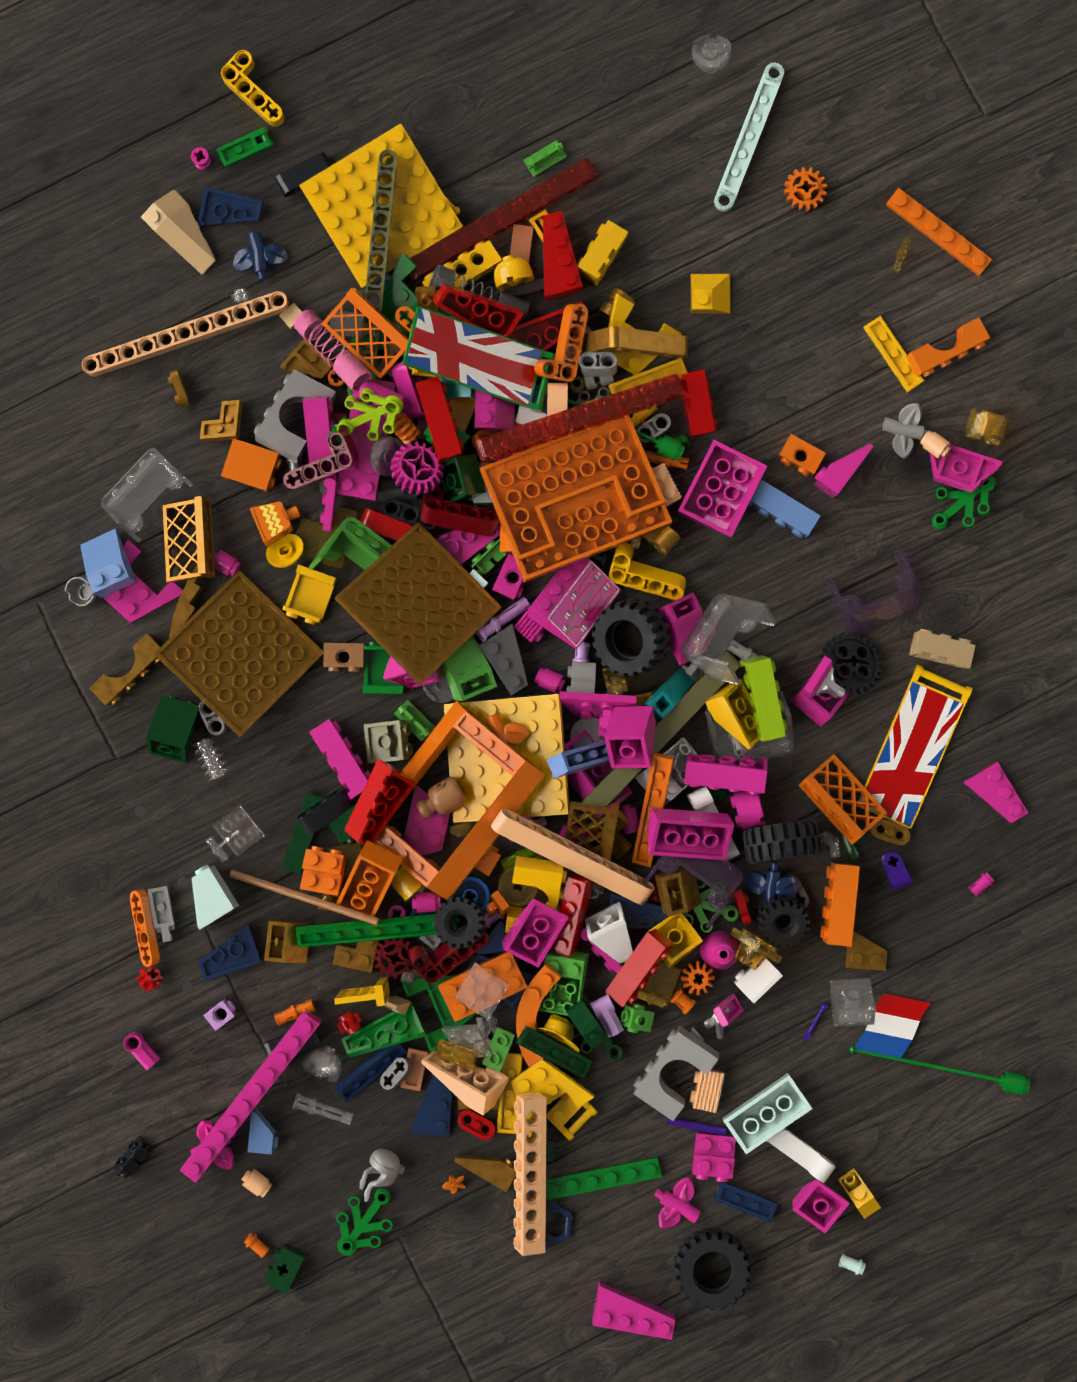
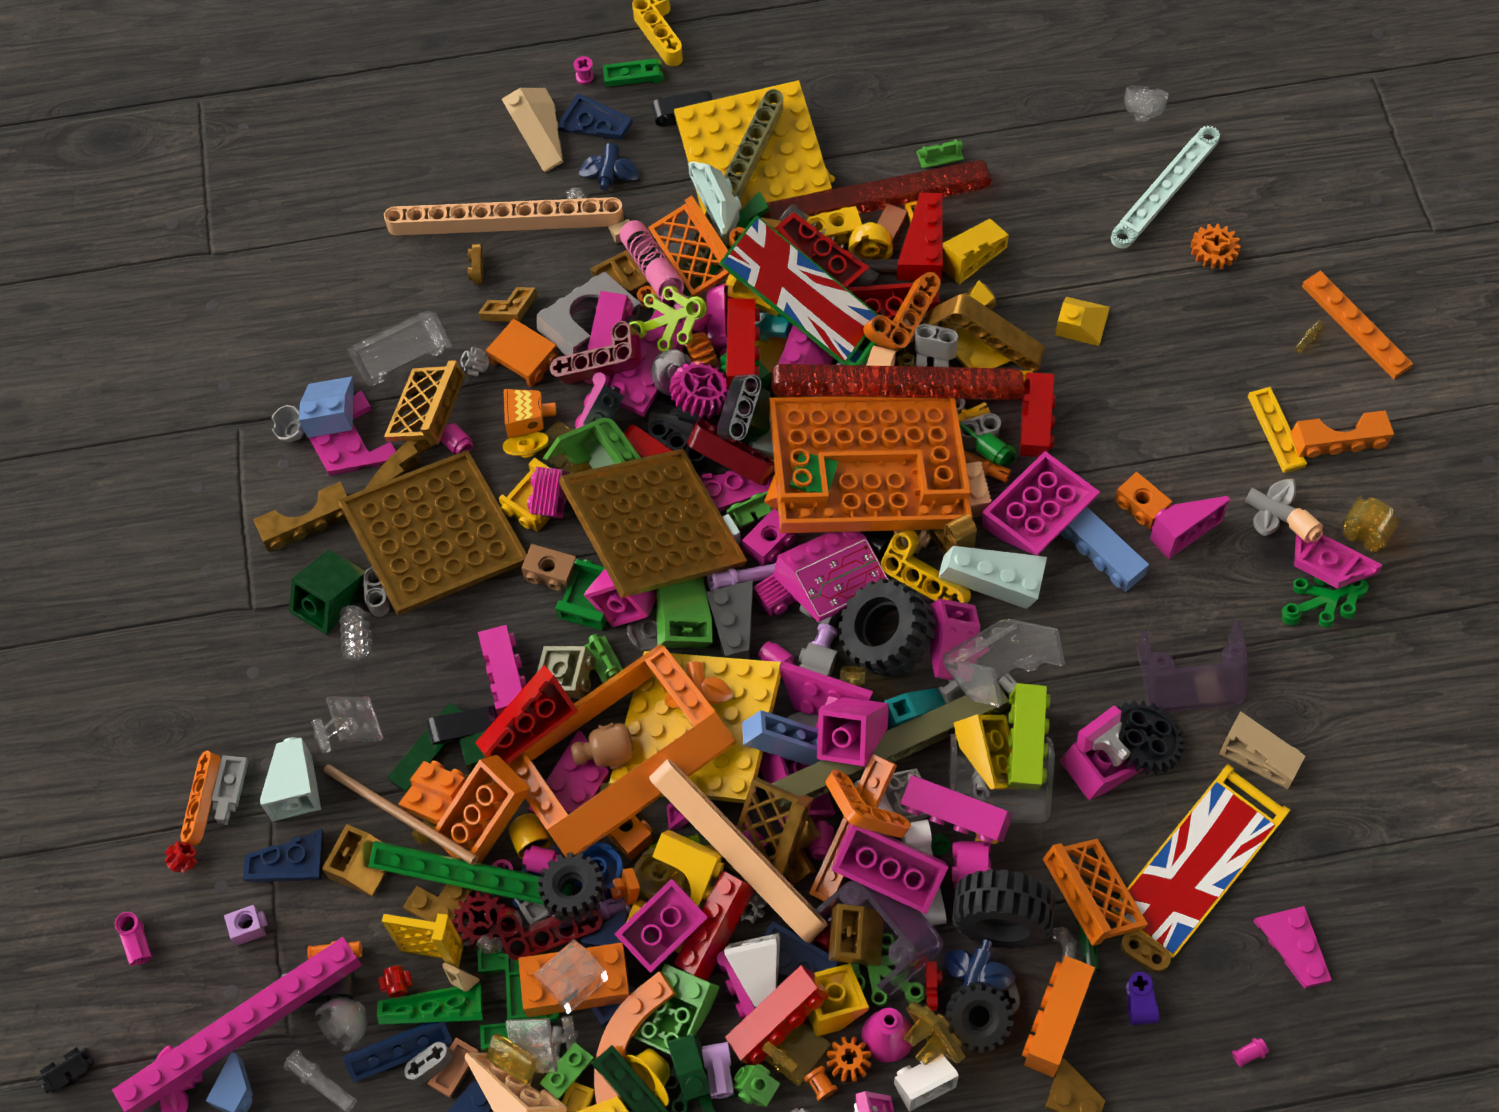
camera: 20 degrees right, 25 degrees down
(214, 486) = (474, 361): none -> light grey gear
(322, 595) = (547, 493): none -> dark pink brick
(342, 506) = (605, 404): none -> black hinge
(373, 281) = (716, 197): none -> light aqua wedge
(458, 485) = (731, 415): none -> black beam
(535, 522) = (813, 466): none -> green piece
(638, 787) = (863, 815): none -> orange beam
(706, 560) = (995, 573): none -> light aqua wedge

